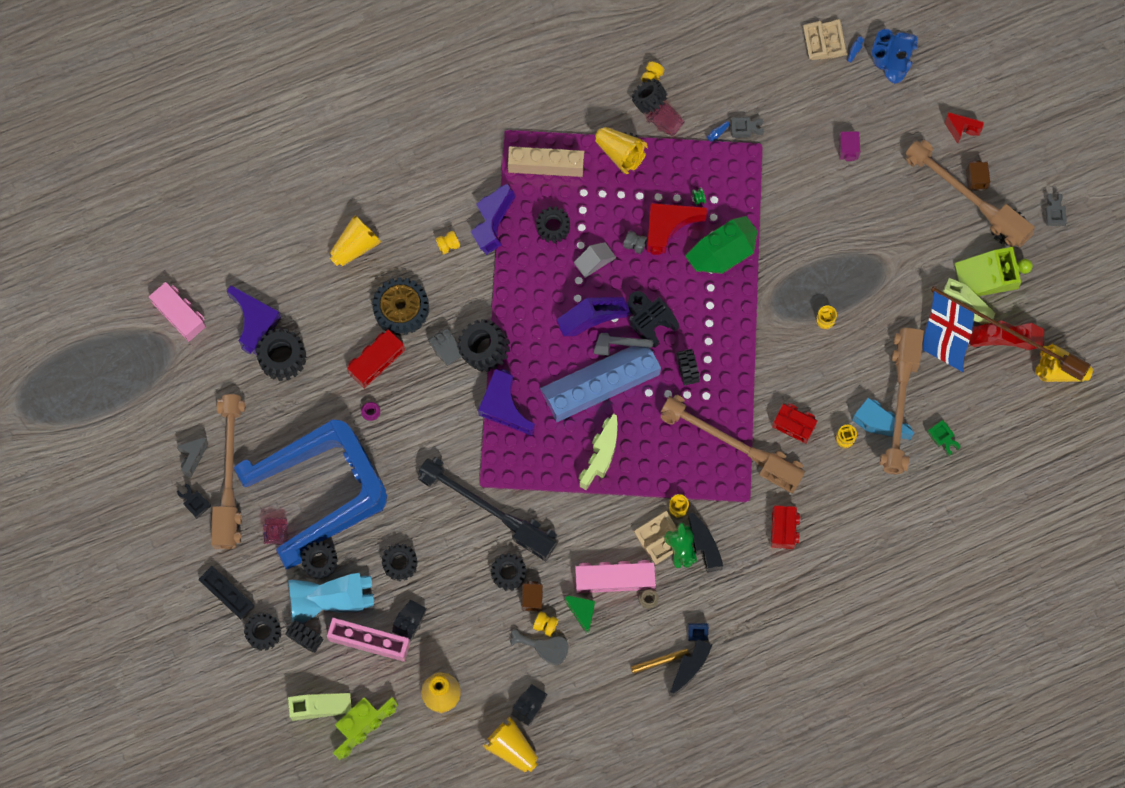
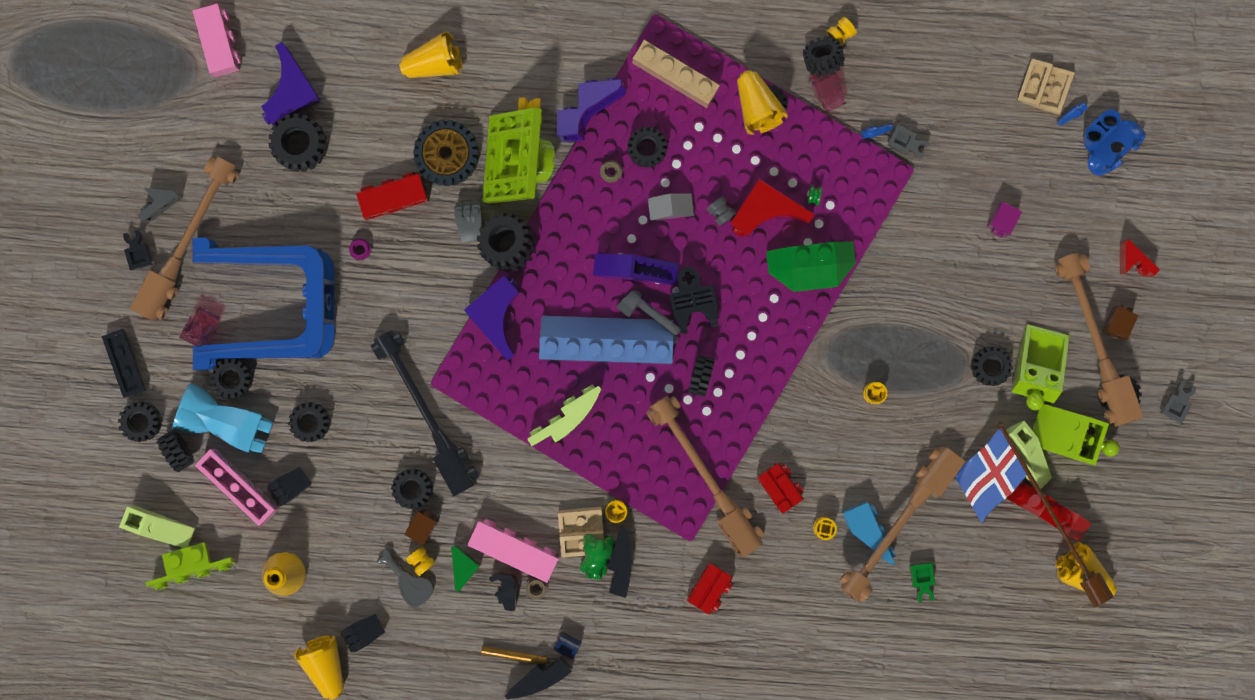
camera: 30 degrees right, 15 degrees up
(456, 277) = (516, 156): none -> lime piece
(535, 251) = (611, 164): none -> dark tan plate
(629, 613) = (508, 594): none -> black hand
(898, 264) = (978, 366): none -> black tyre
(938, 235) = (1040, 366): none -> lime slope

